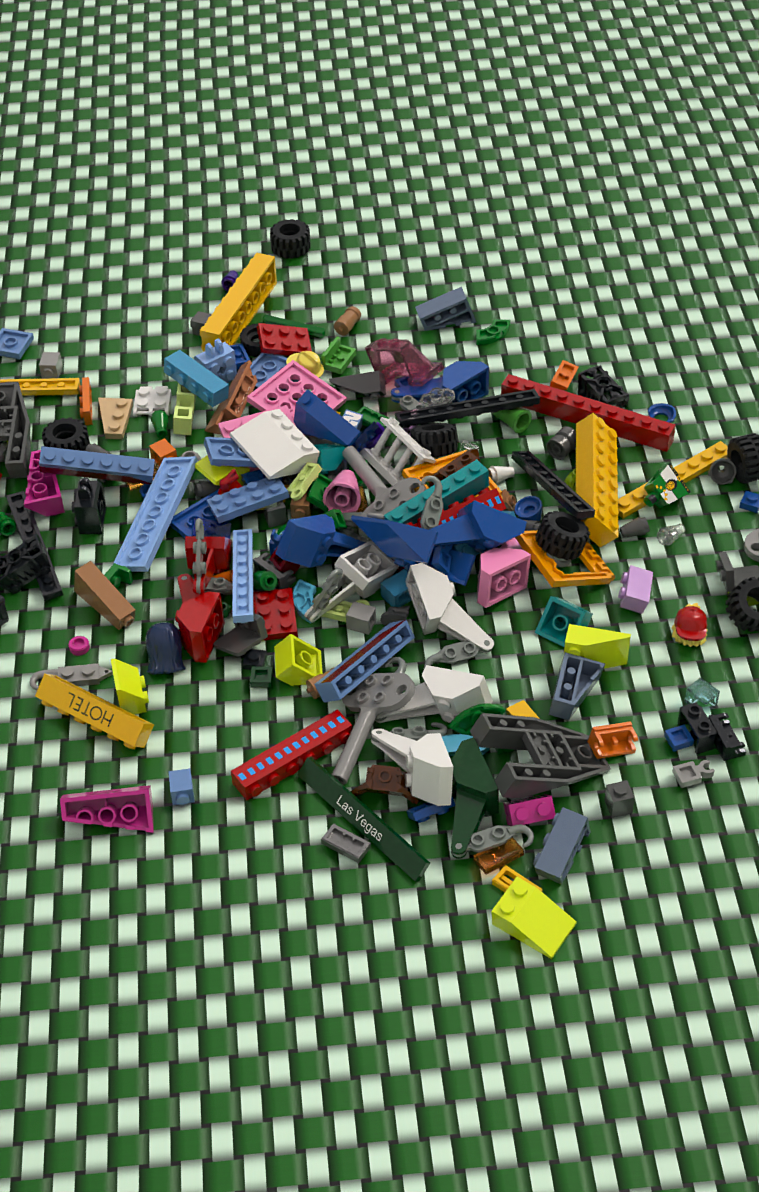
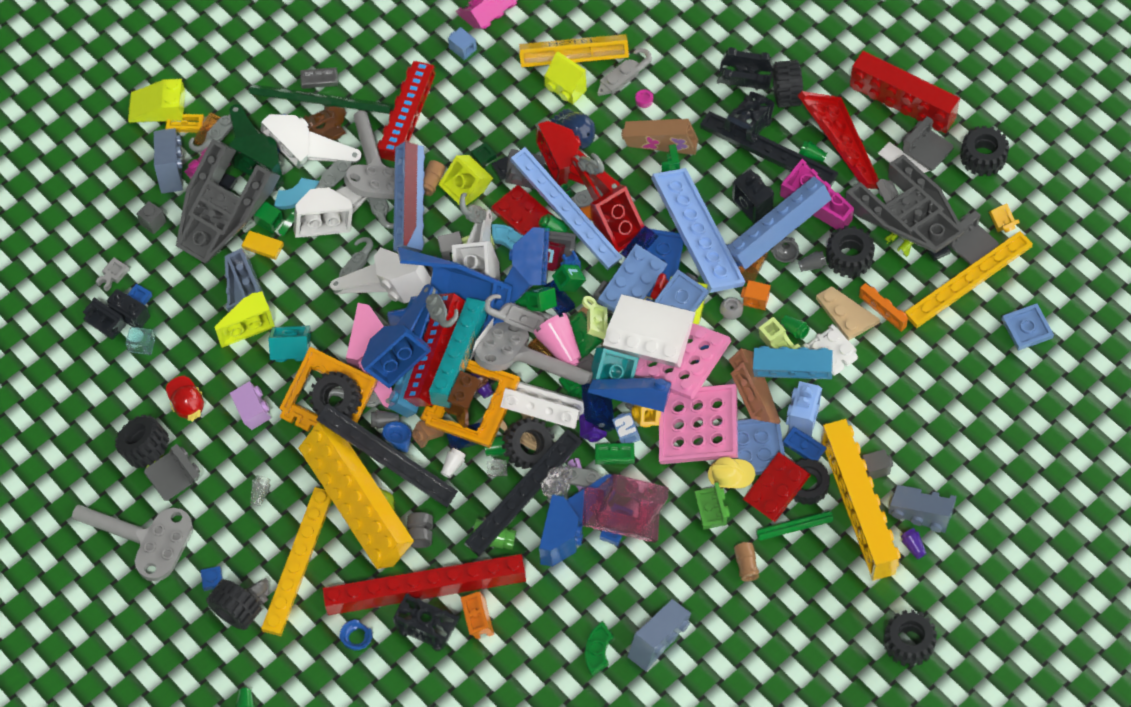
camera: 145 degrees right, 15 degrees up
(50, 365) = (960, 323): light grey brick -> none
(202, 284) = (922, 508): none -> sand blue wedge
(365, 384) = (667, 476): dark grey slope -> none
(612, 740) = (185, 260): orange hinge -> none
(635, 528) = (292, 478): dark grey cone -> none
(665, 487) = (290, 528): torso -> none

